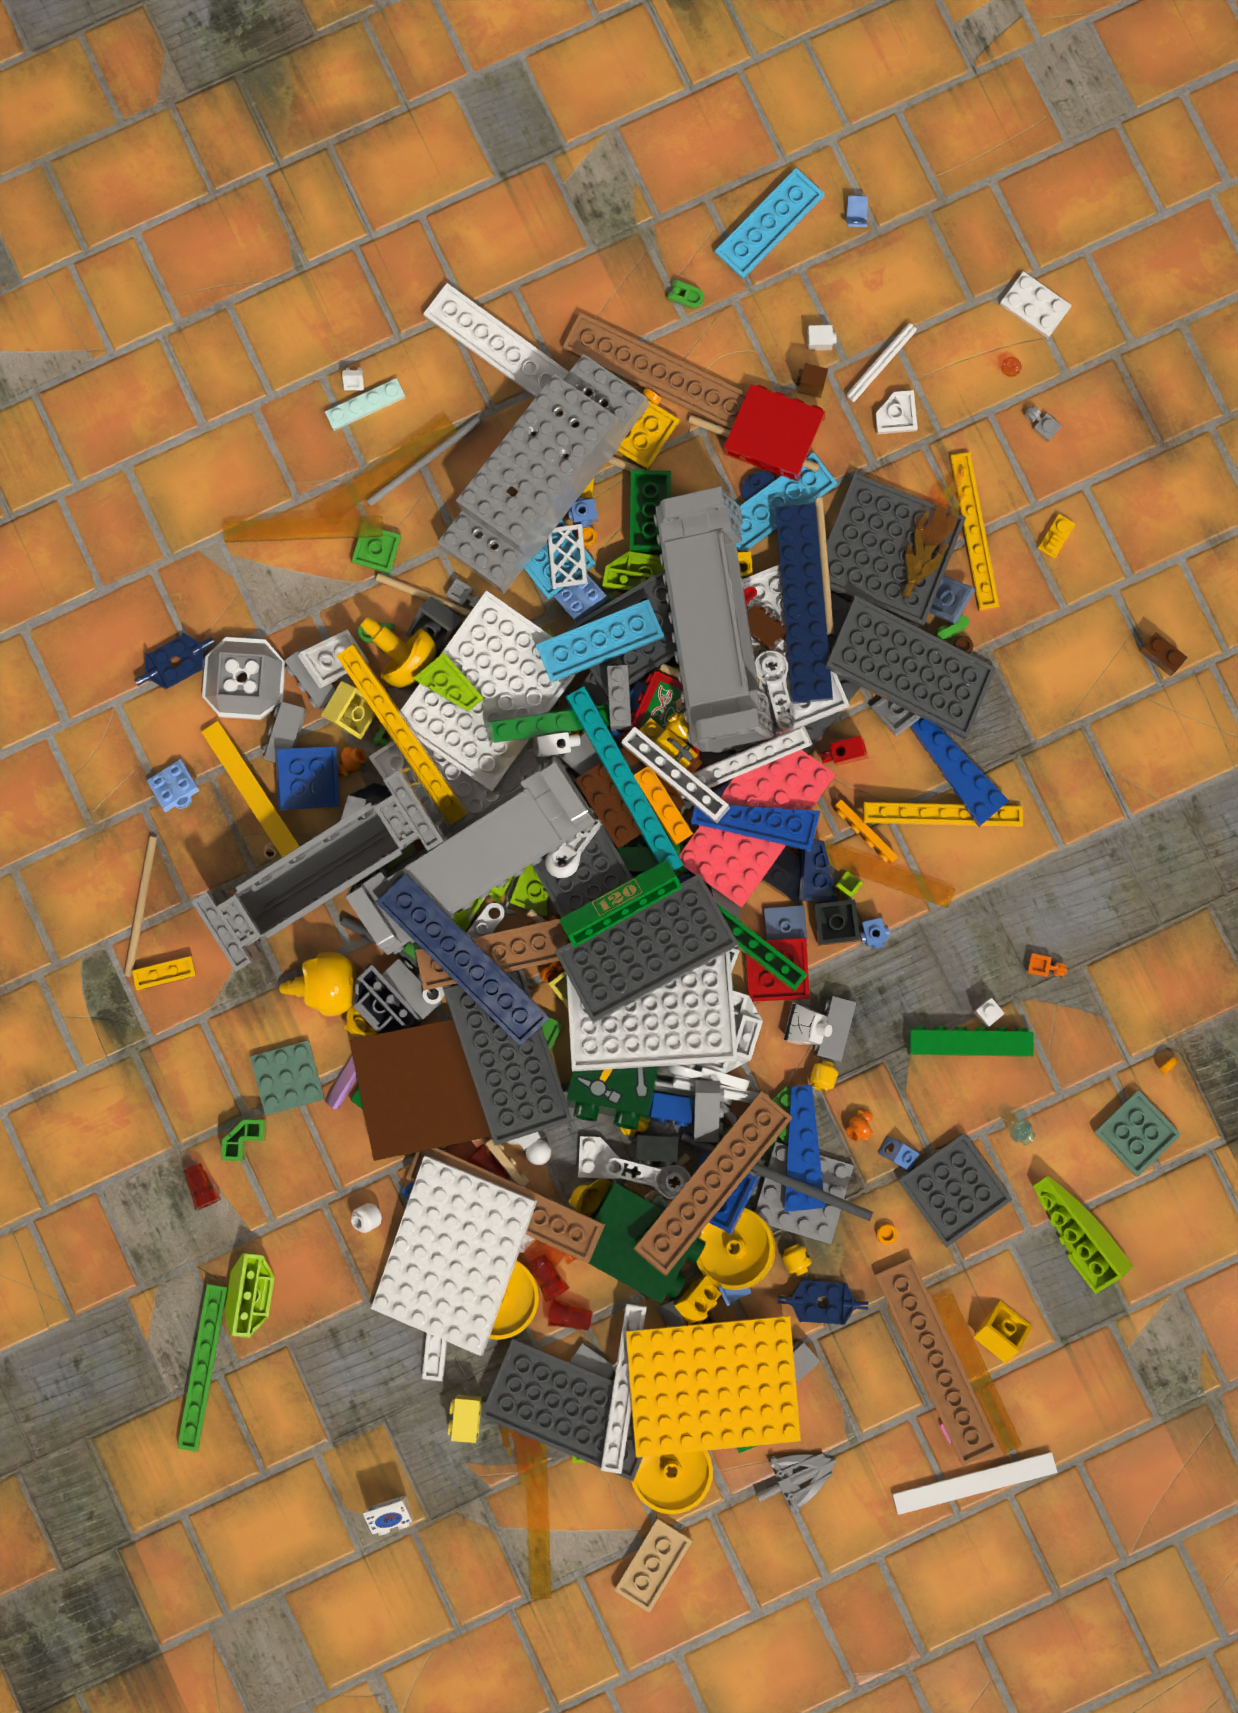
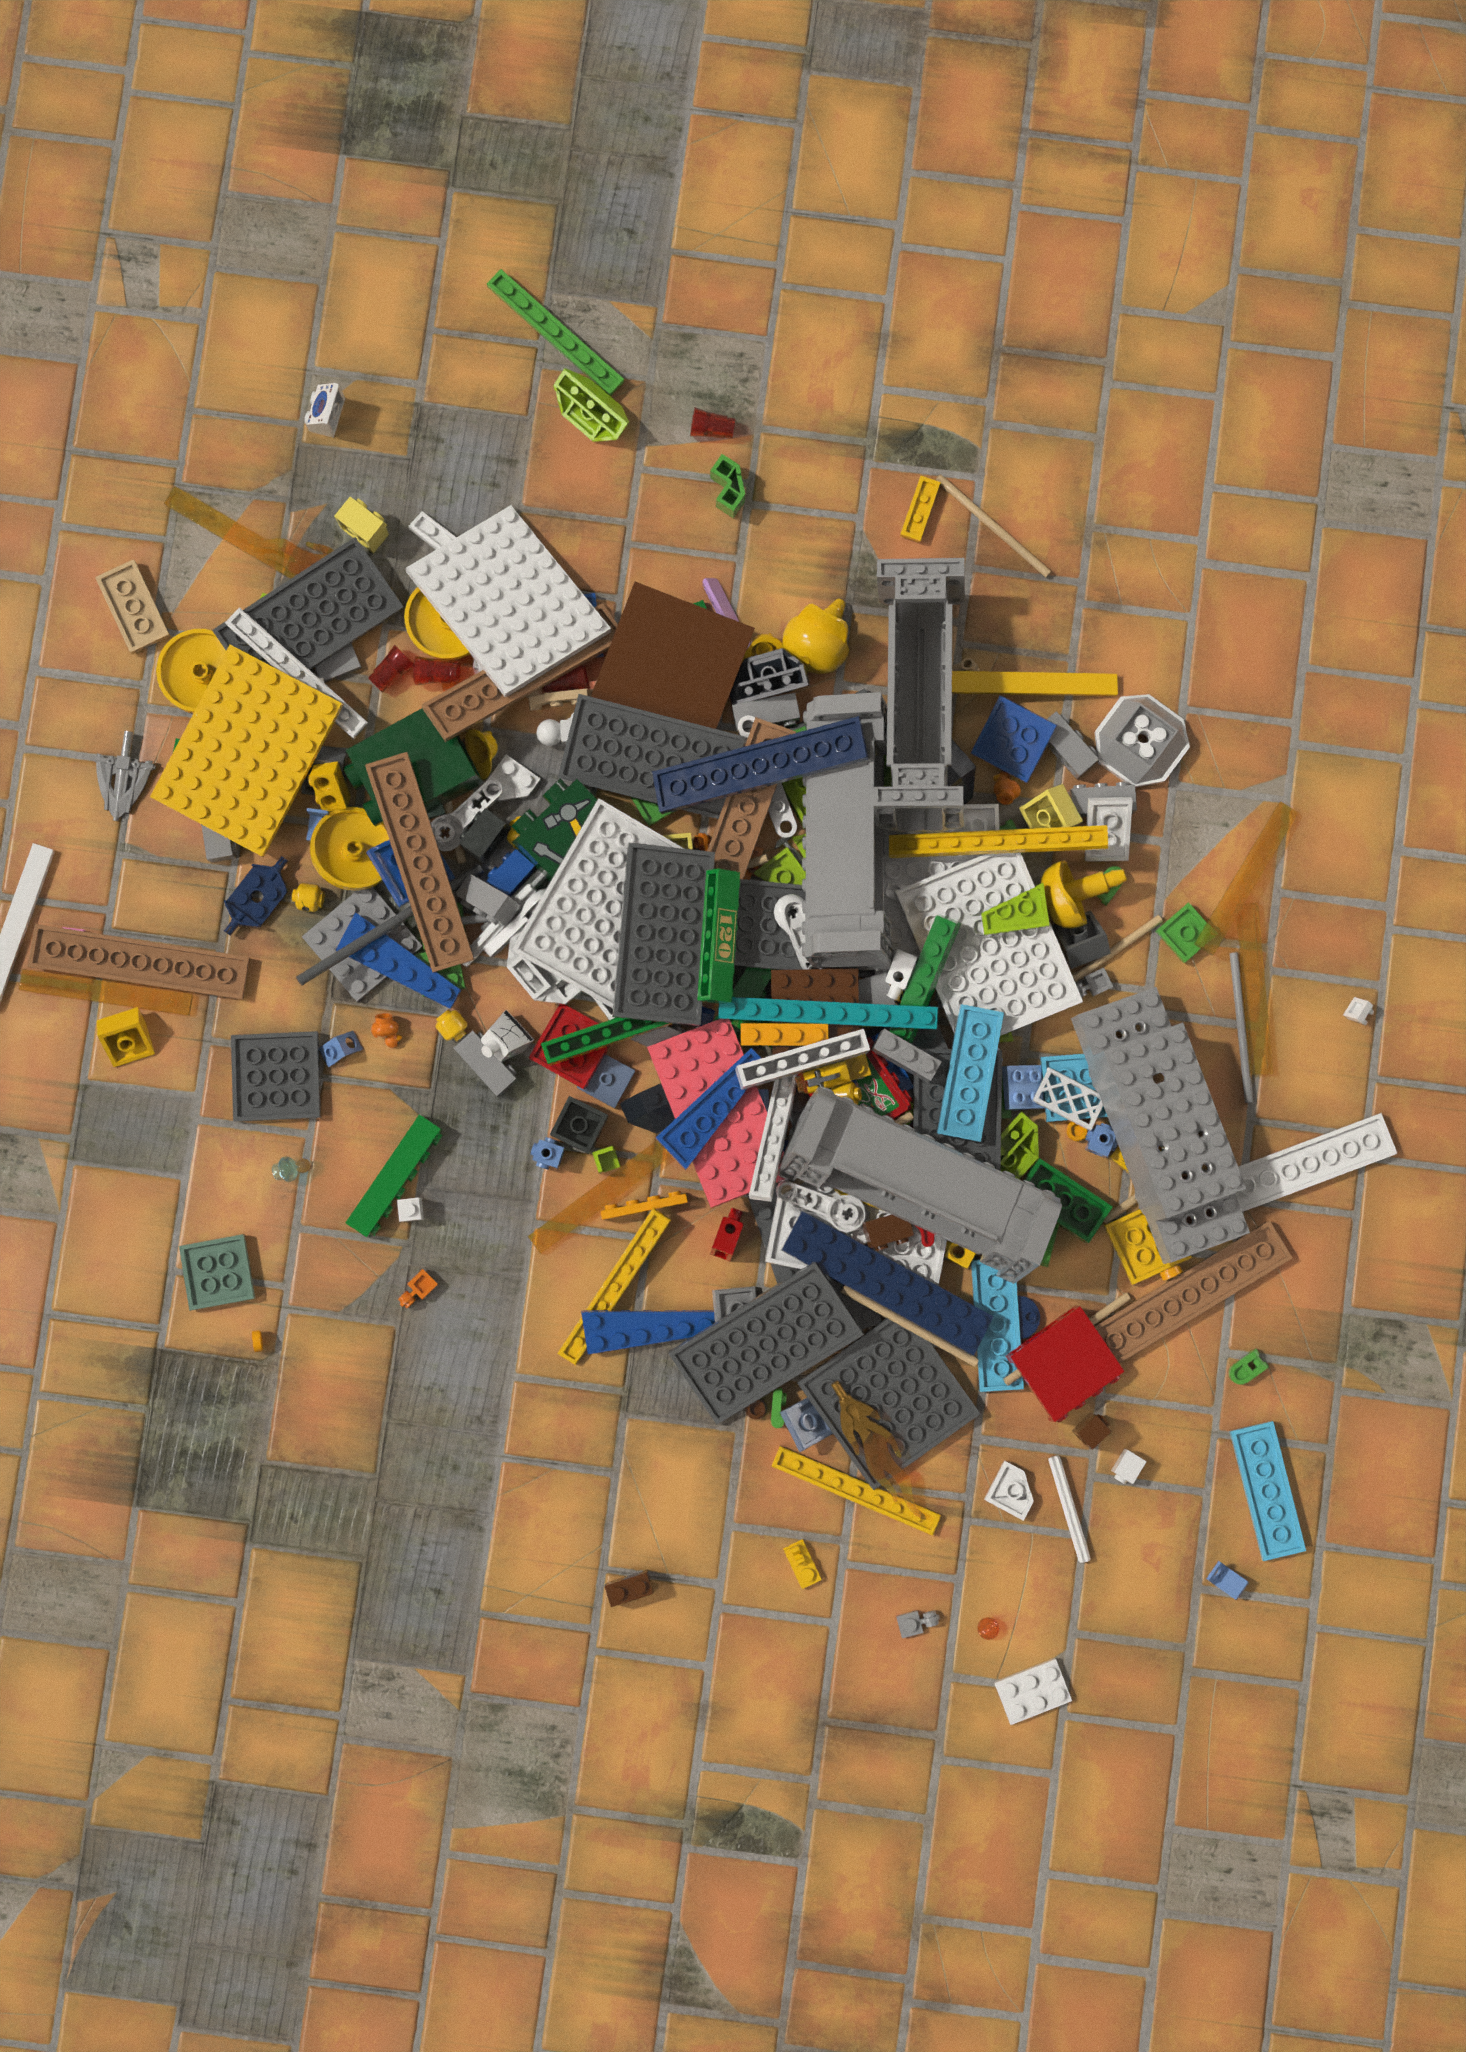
camera: 120 degrees right, 0 degrees up
(158, 662) = (1200, 673): dark blue plate -> none
(173, 786) = (1082, 618): light blue plate -> none
(287, 1078) = (758, 558): sand green plate -> none
(365, 404) = (1328, 1007): light aqua plate -> none
(366, 1218) = (591, 548): white head -> none
(815, 875) = (633, 1134): dark blue wing -> none
(887, 1234) = (278, 992): light orange tile -> none
(1087, 1242) = (152, 1163): lime wedge -> none

